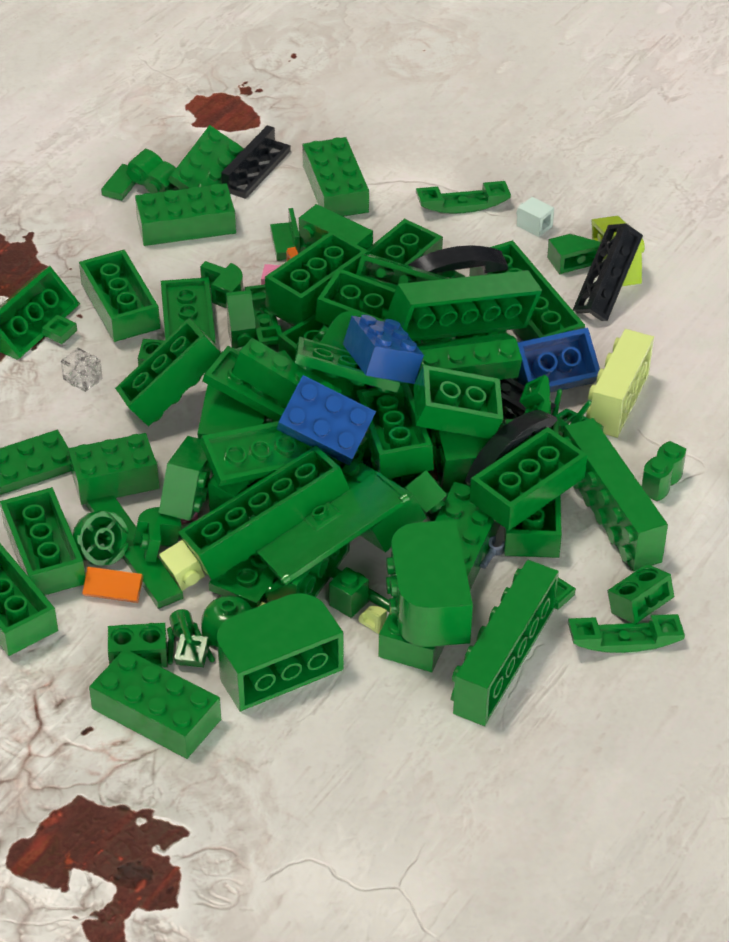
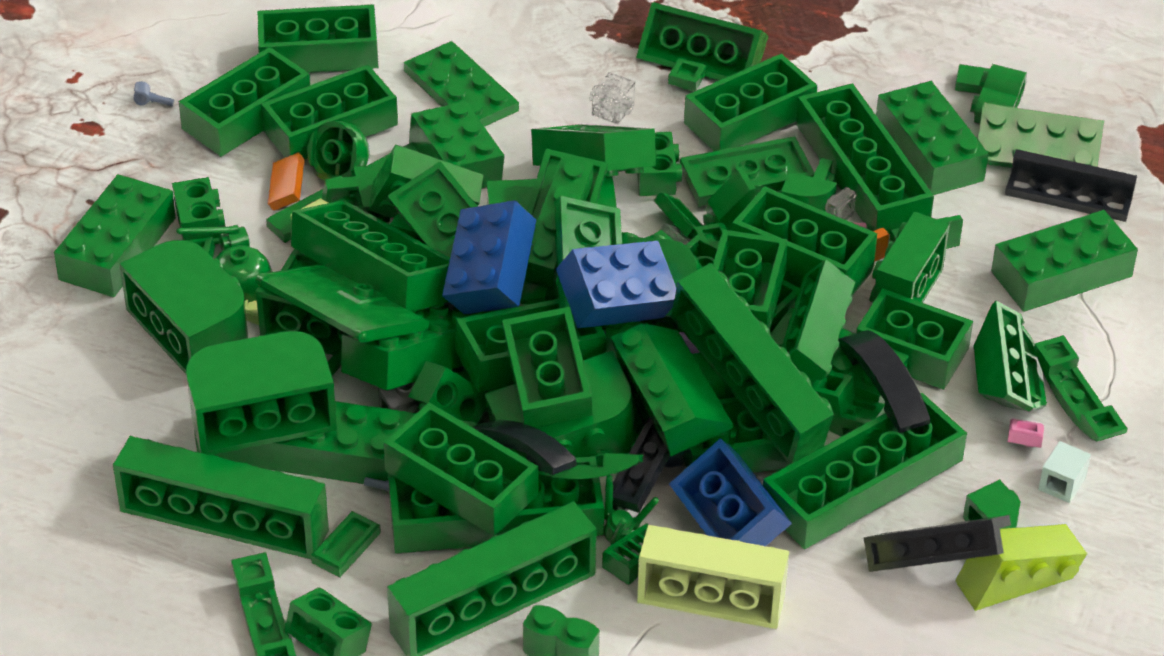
camera: 80 degrees right, 0 degrees up
(182, 249) = (864, 157): none -> green brick
(249, 270) = (842, 204): none -> clear plate
(445, 221) = (1007, 361): none -> green wedge
(494, 228) = (1026, 433): none -> bright pink tile

